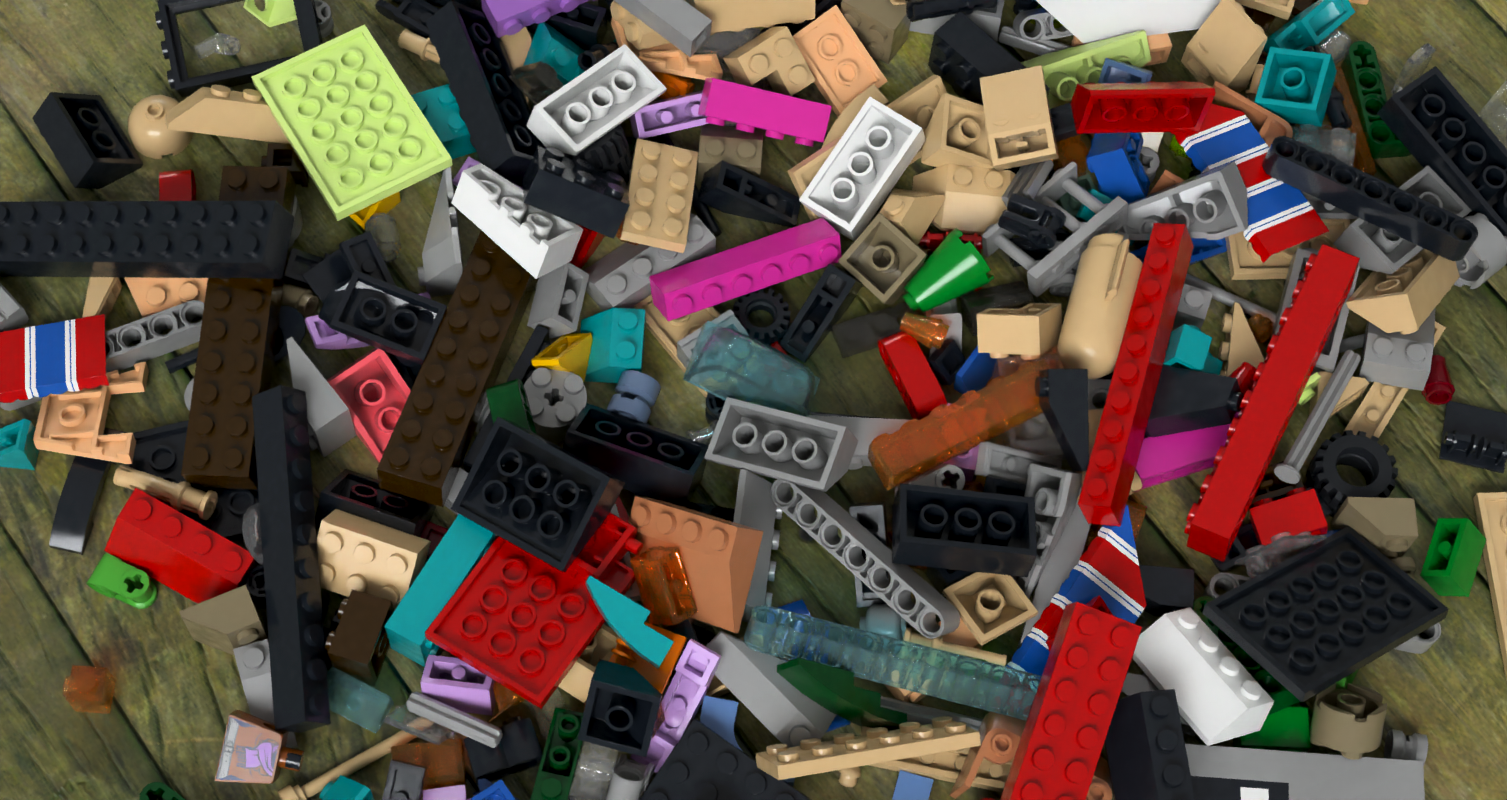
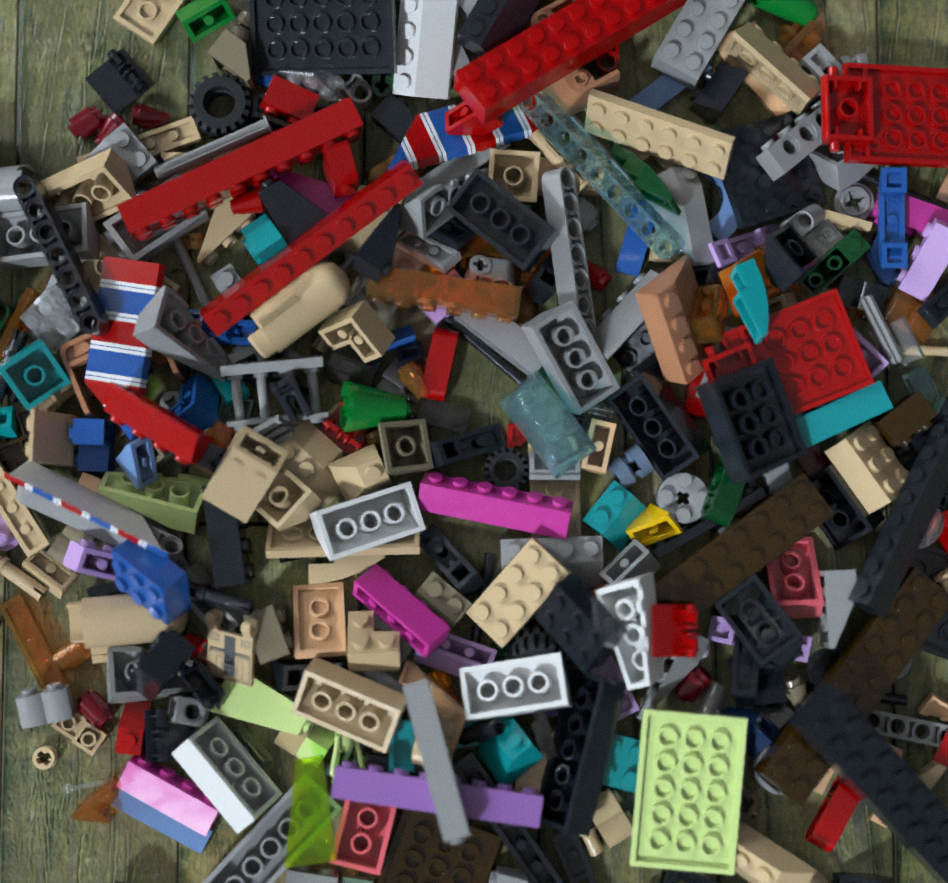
camera: 140 degrees left, 20 degrees up
(320, 232) = (760, 728): none -> dark blue slope
(411, 236) = (694, 684): none -> dark red brick
(415, 68) = (611, 819): none -> tan brick
(472, 241) = (674, 630): none -> red hinge
(683, 400) = (602, 436): none -> light nougat brick
(821, 575) = (598, 277): none -> red cone
(1173, 476) = (340, 169): none -> red slope
(1179, 65) = (95, 444): none -> blue brick
(1414, 418) = (146, 117): none -> dark red cone
(1468, 369) = (86, 122): none -> dark red brick

